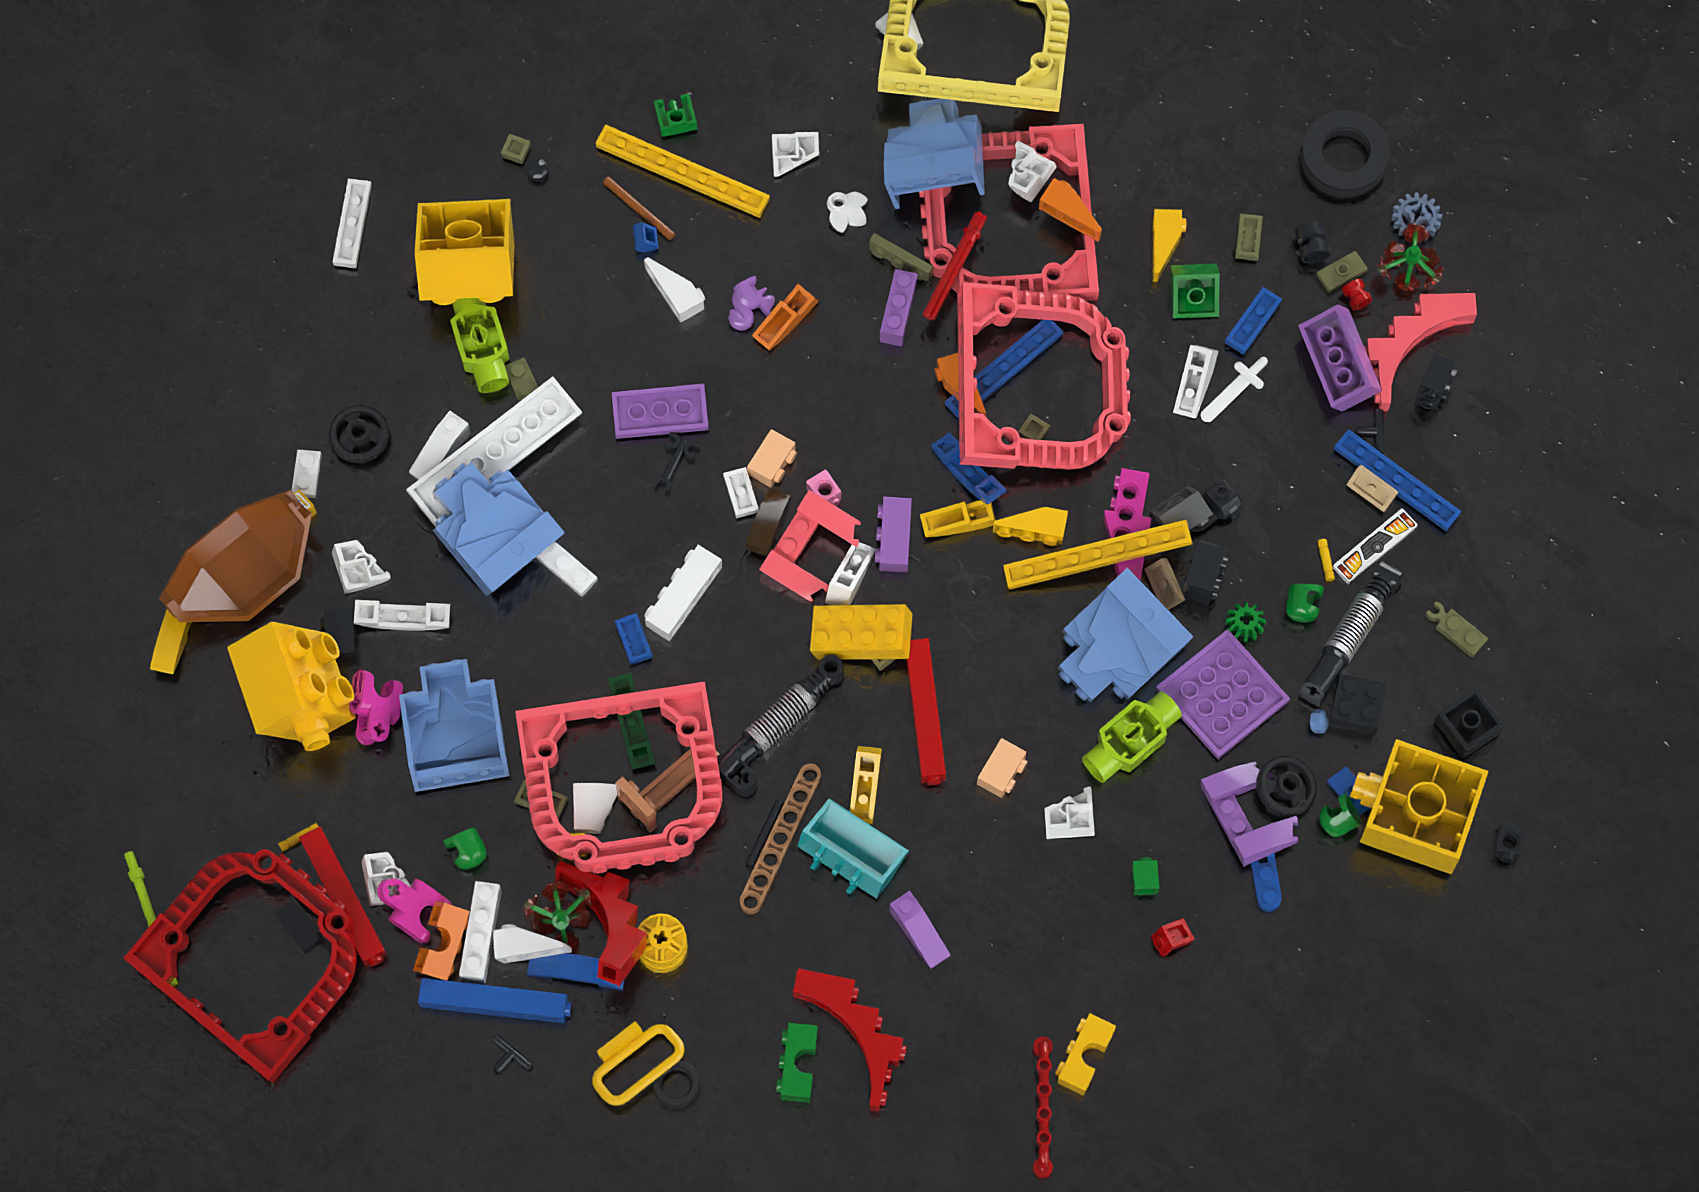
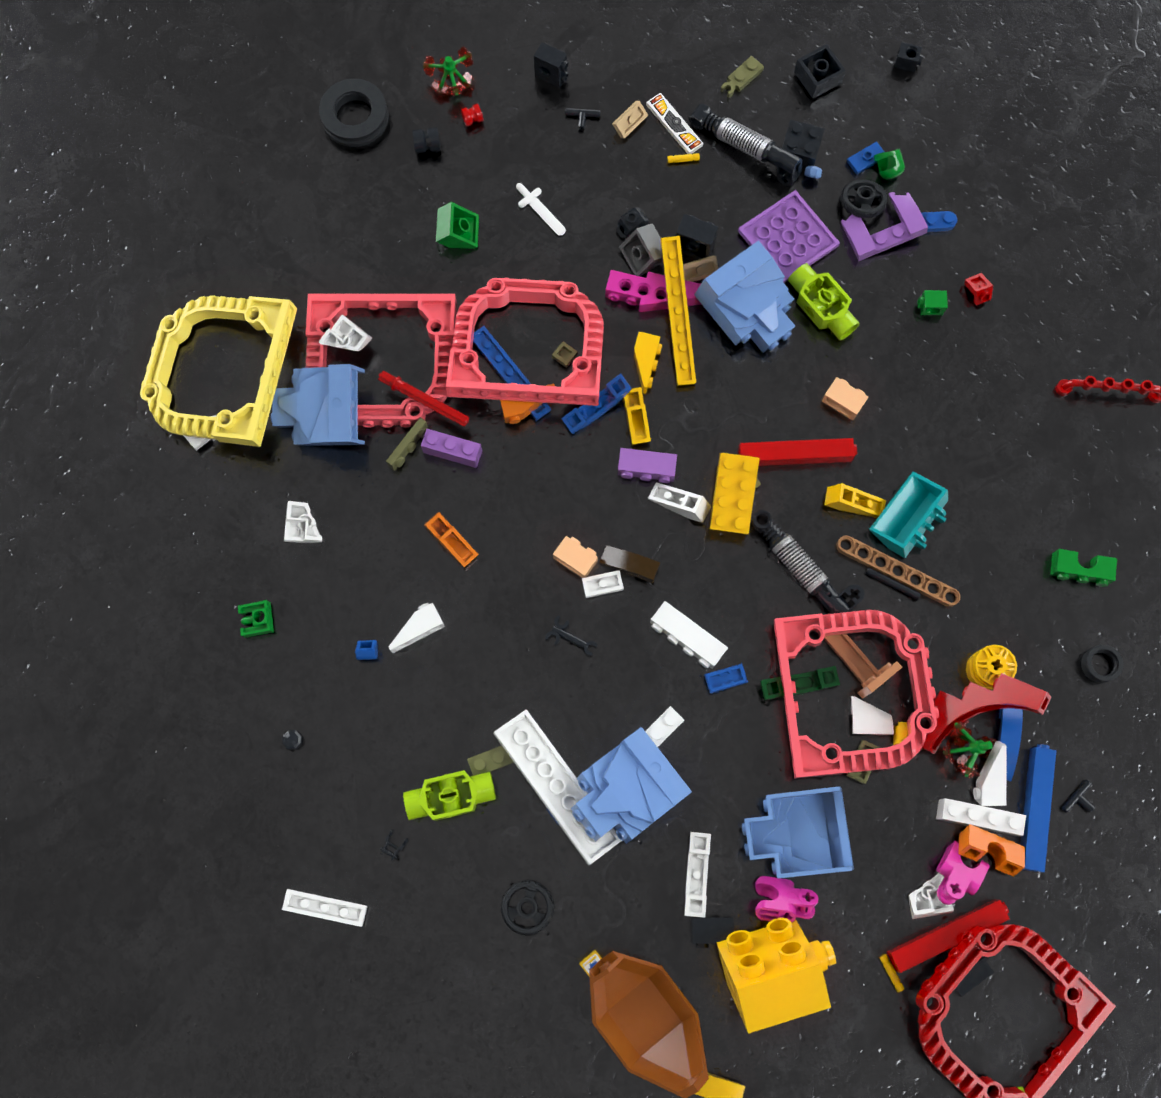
camera: 85 degrees left, 5 degrees up
(307, 472) = (559, 957): white plate -> none
(356, 567) = (649, 914): white slope -> none
(442, 443) = (546, 836): white slope -> none
(464, 250) = (372, 801): yellow brick -> none
(470, 847) = (910, 823): green helmet -> none
(515, 148) = (270, 757): olive plate -> none
(624, 1045) = (1076, 703): yellow bar -> none
(639, 208) = (337, 655): dark orange bar -> none
(660, 411) = (525, 646): medium lavender plate -> none
(682, 171) = (308, 616): yellow plate -> none
(745, 300) = (431, 568): medium lavender animal -> none
(781, 560) = (629, 525): coral wedge -> none
(824, 481) = (603, 525): bright pink brick -> none
(836, 996) = (1071, 505): red arch -> none
(849, 213) = (361, 483): white plate -> none
(919, 929) = (973, 470): medium lavender slope -> none
(1065, 205) = (381, 307): orange slope -> none
(1071, 817) = (882, 352): white slope -> none
(1093, 1034) = (1057, 351): yellow arch -> none
(1166, 236) = (409, 244): yellow slope -> none
(1195, 380) = (532, 233): white slope -> none
(1248, 237) = (416, 186): olive plate -> none
(1253, 320) = (486, 189): blue plate -> none
(1254, 619) = (739, 215): green gear -> none
(1300, 603) = (720, 175): green helmet -> none
(1340, 358) = (526, 127): medium lavender brick -> none
(1342, 272) = (451, 125): olive plate -> none
(1407, 210) = (412, 68): sand blue gear -> none
(1408, 487) = (633, 92): blue plate -> none
(1420, 805) = (891, 100): yellow brick -> none
(1431, 314) = (508, 86): coral arch -> none

